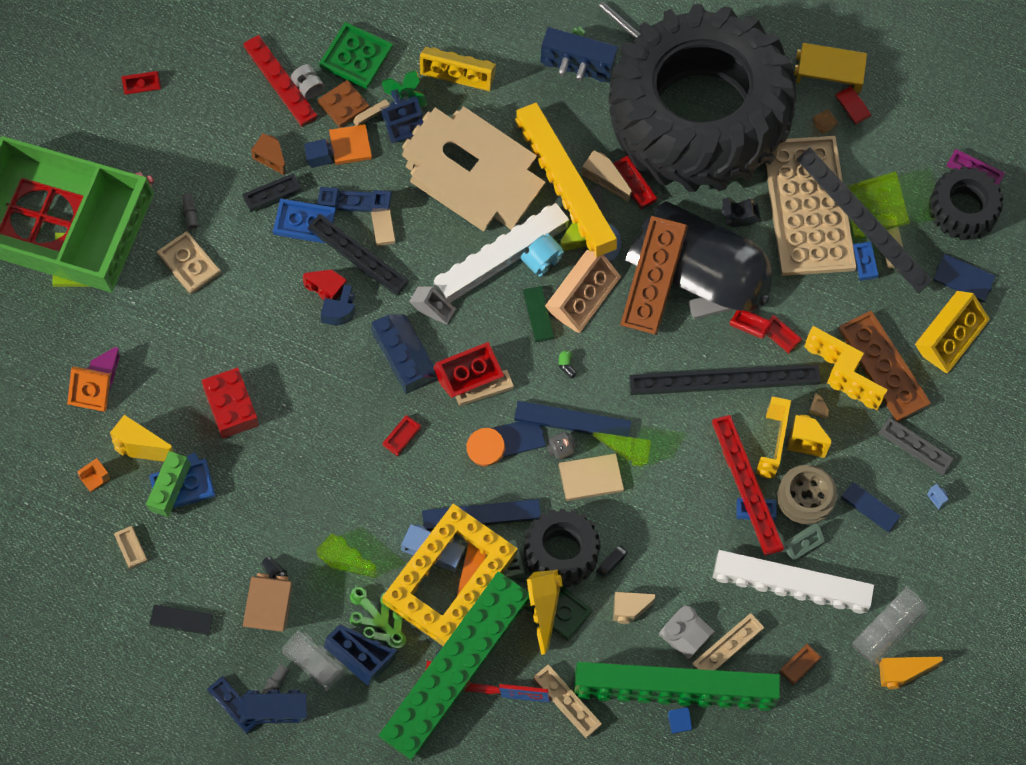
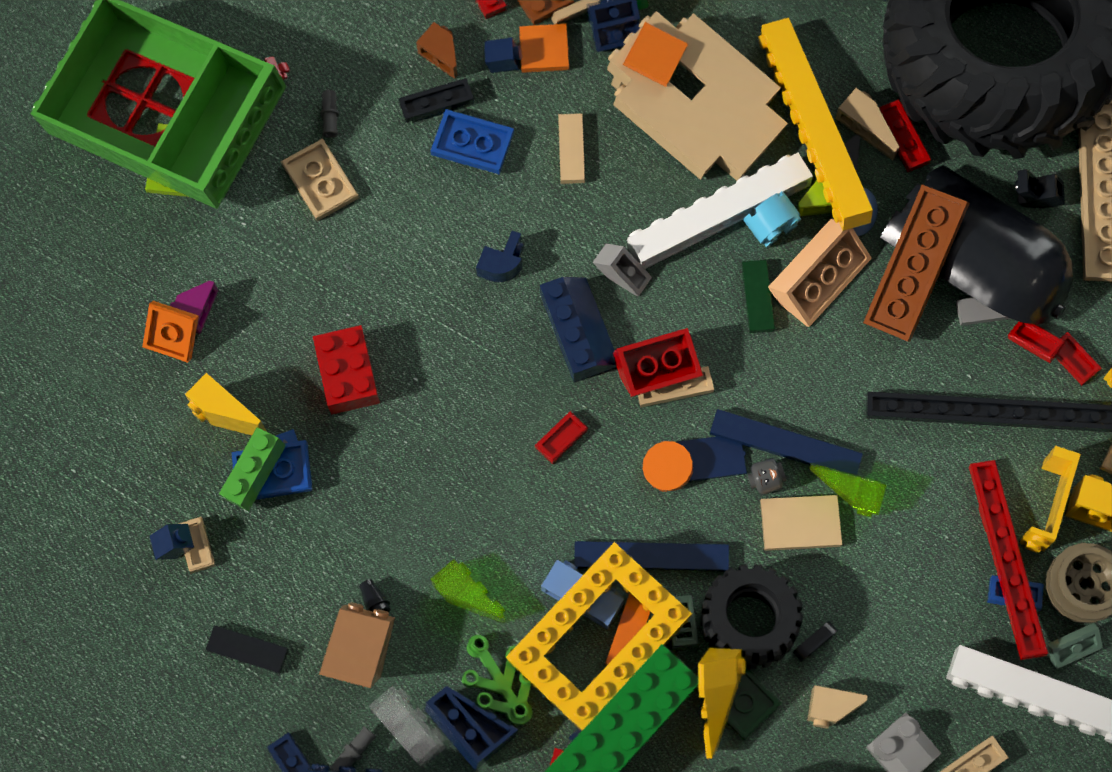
camera: 15 degrees right, 5 degrees up
(93, 475) = (161, 444): orange panel -> none
(112, 545) = (171, 541): none -> dark blue brick
(325, 283) = (489, 226): red slope -> none
(354, 201) = (539, 122): dark blue slope -> none
(358, 254) = (535, 193): black tile -> none
(438, 140) = (655, 54): none -> orange tile
(564, 364) = (784, 366): arm -> none

